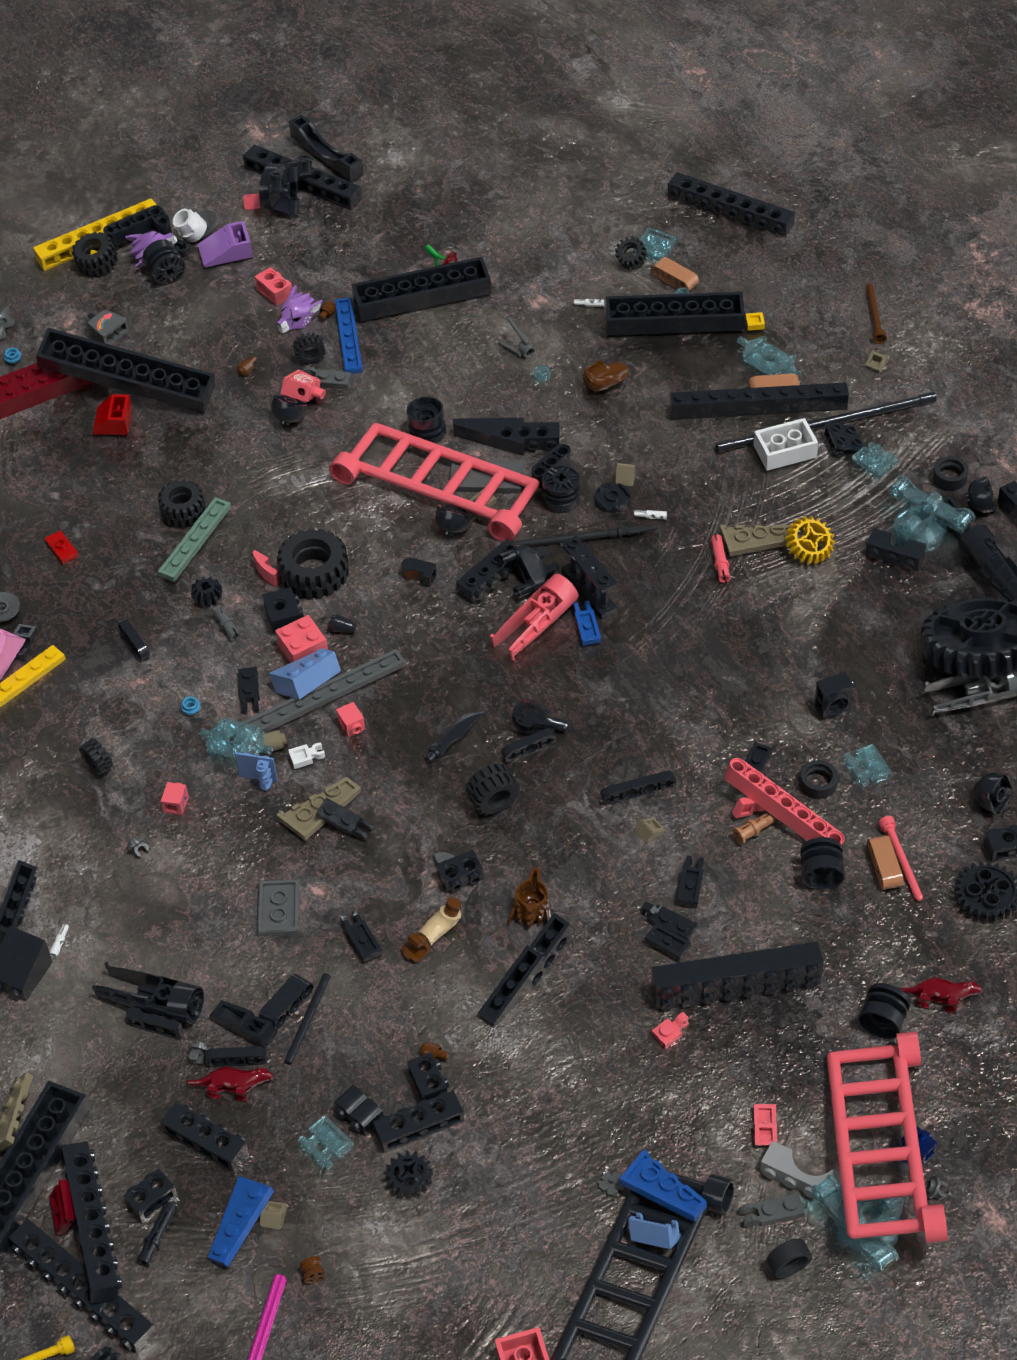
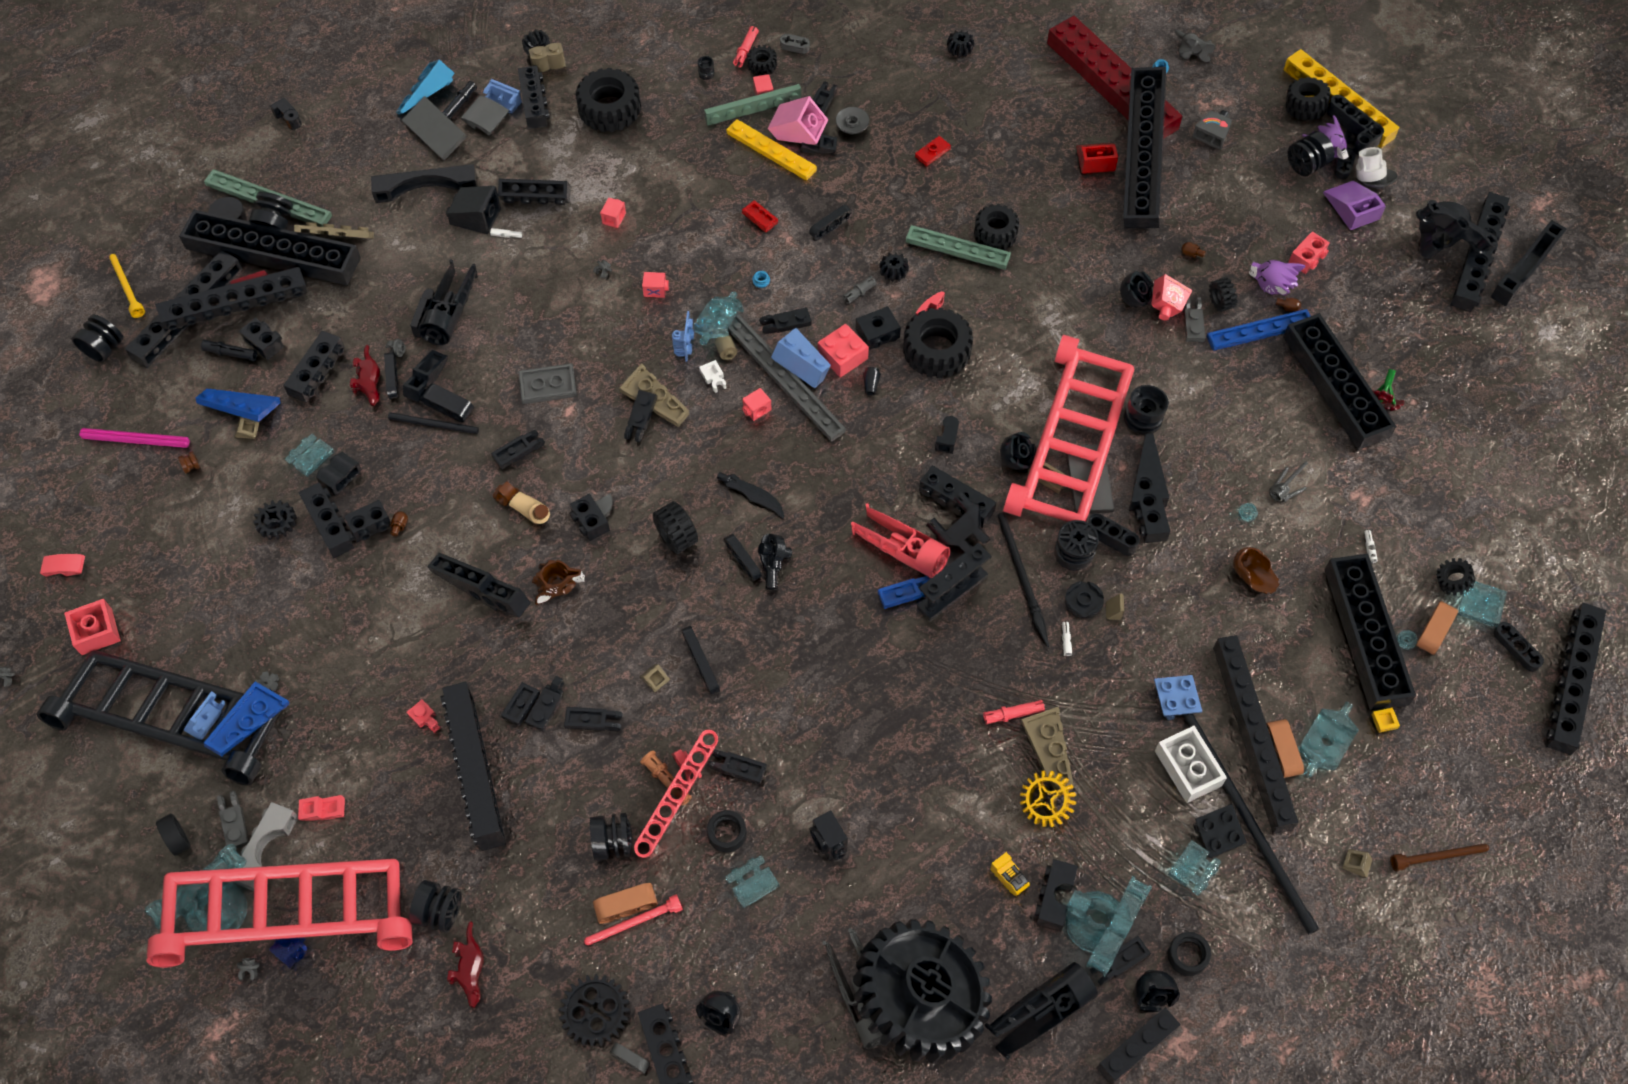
camera: 80 degrees right, 10 degrees up
(63, 831) = (613, 212): none -> coral brick
(96, 756) = (689, 217): black tyre -> none
(106, 699) = (760, 216): none -> red plate
(707, 228) = (1518, 638): none -> black beam
(719, 444) = (1177, 696): none -> medium blue hinge
(874, 579) = (1009, 874): none -> yellow leg

